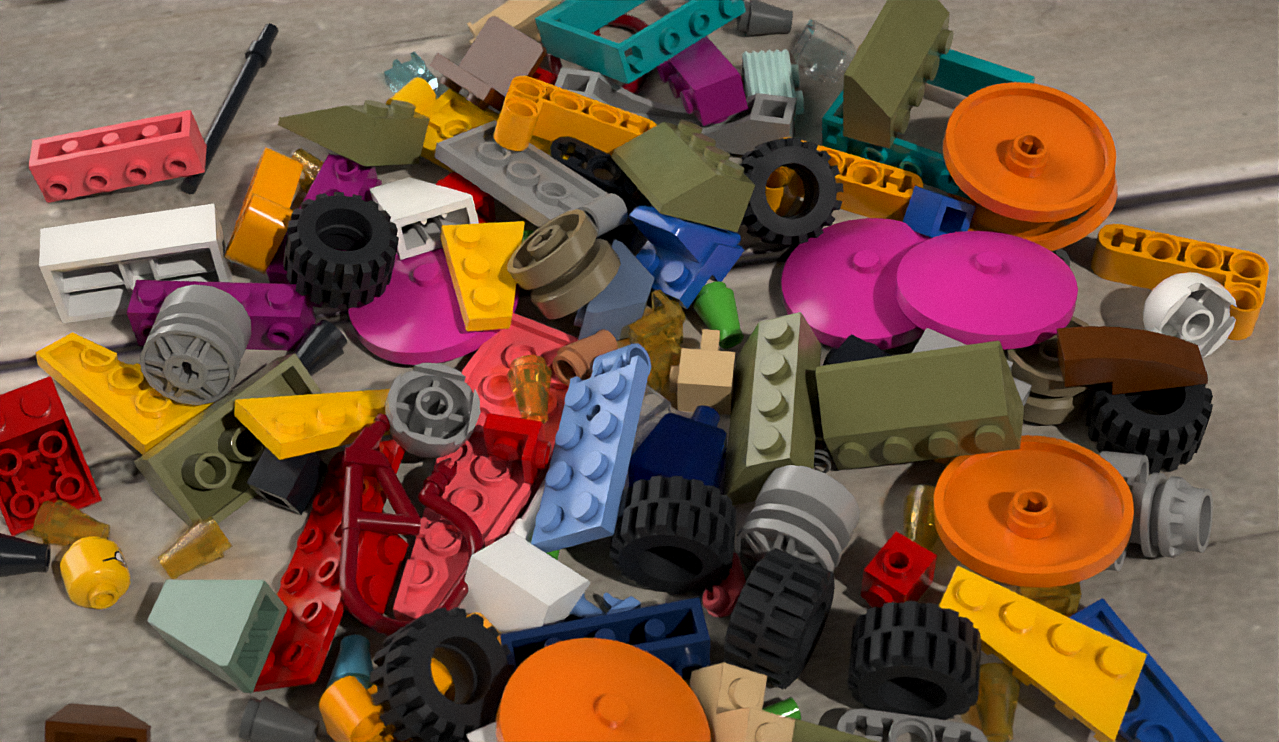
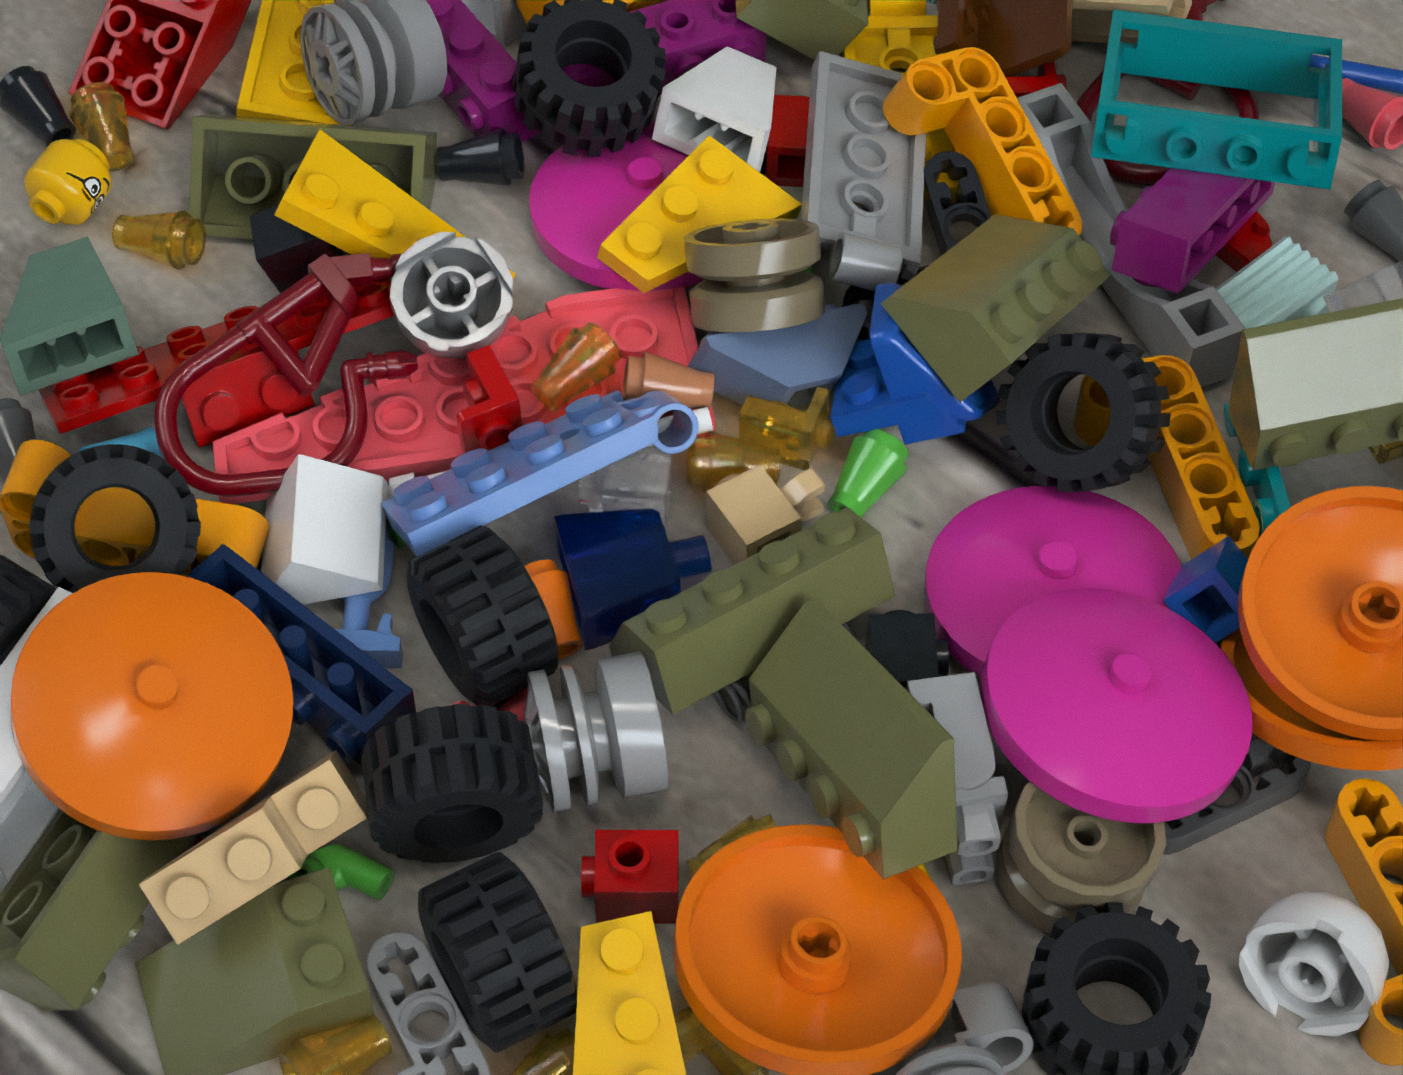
camera: 50 degrees right, 5 degrees up
(1127, 359) = (1124, 916): reddish brown slope -> none

